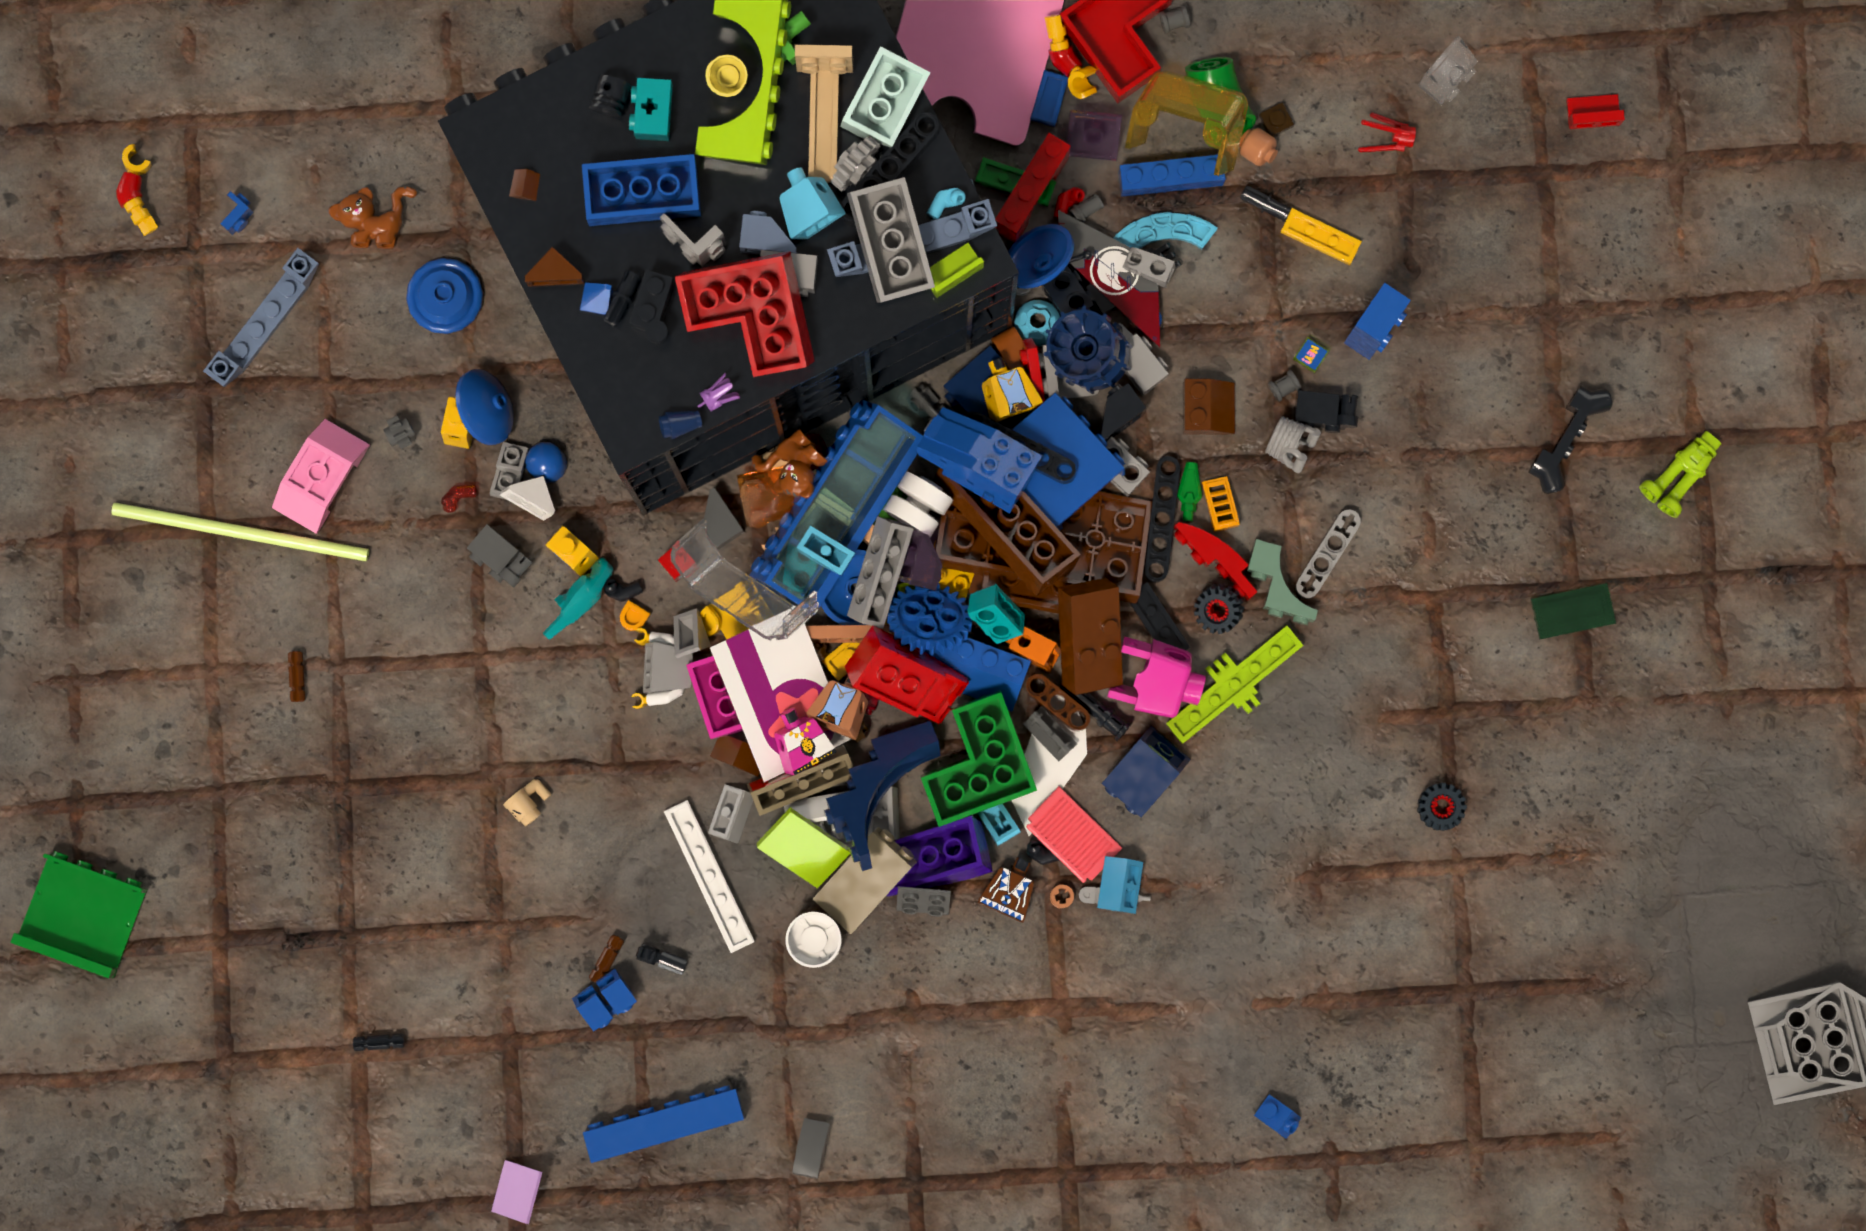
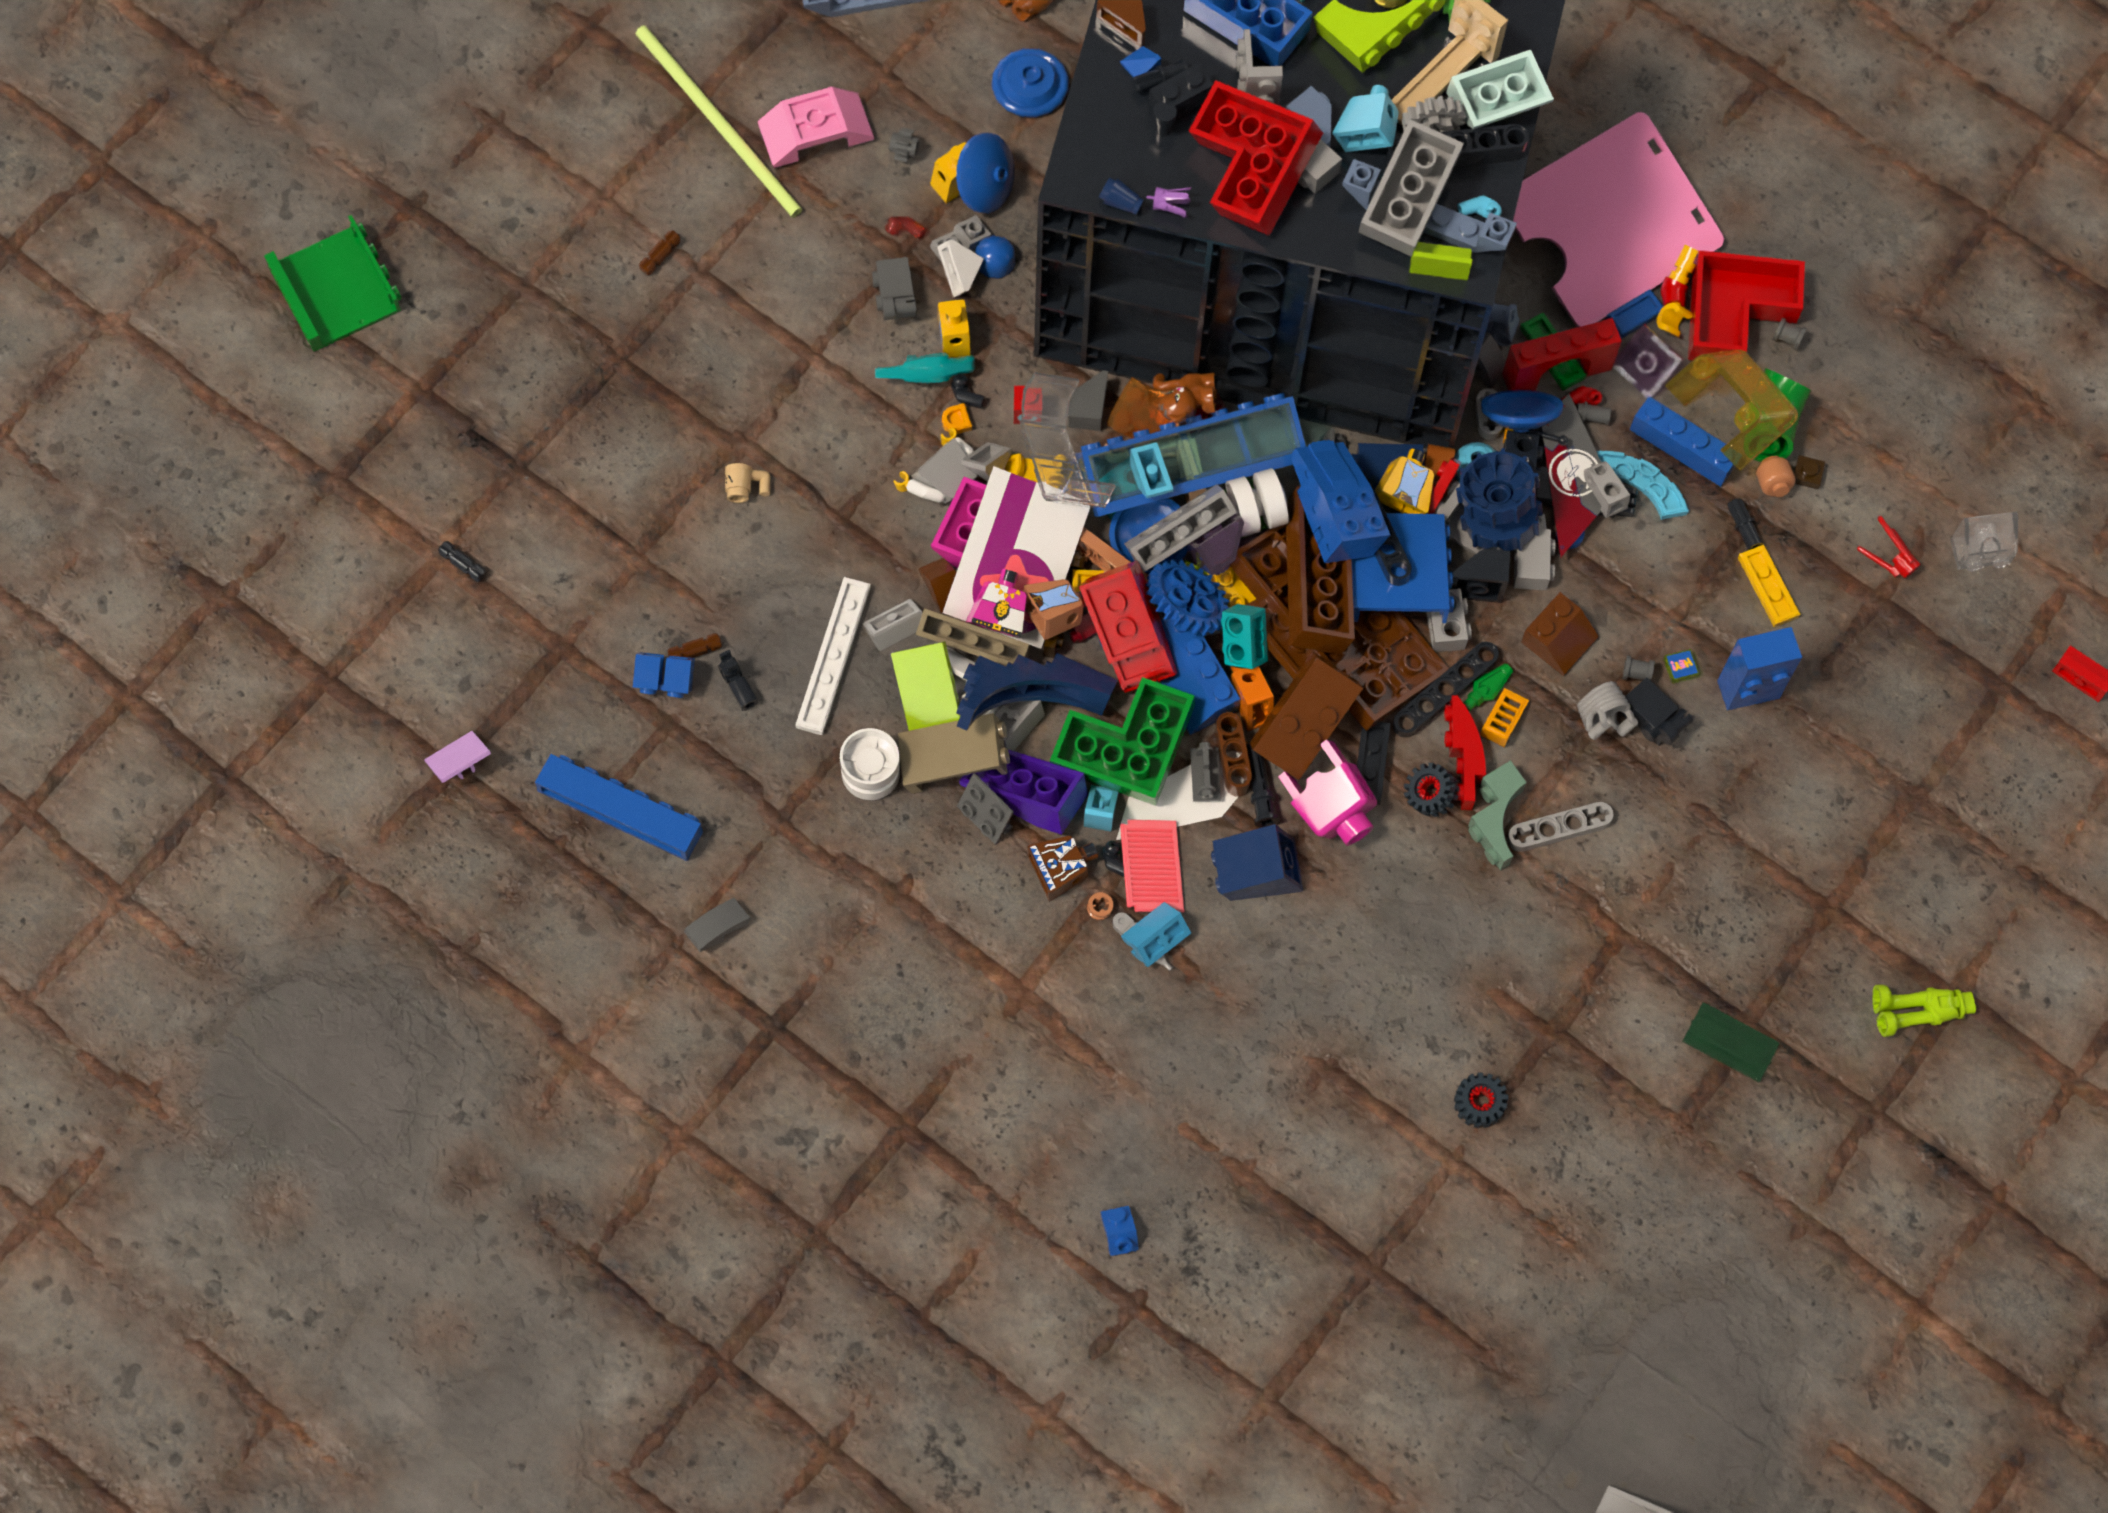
camera: 40 degrees right, 15 degrees down
(1234, 684) = (1391, 860): lime hinge -> none
(1582, 404) = (1878, 884): black plate -> none

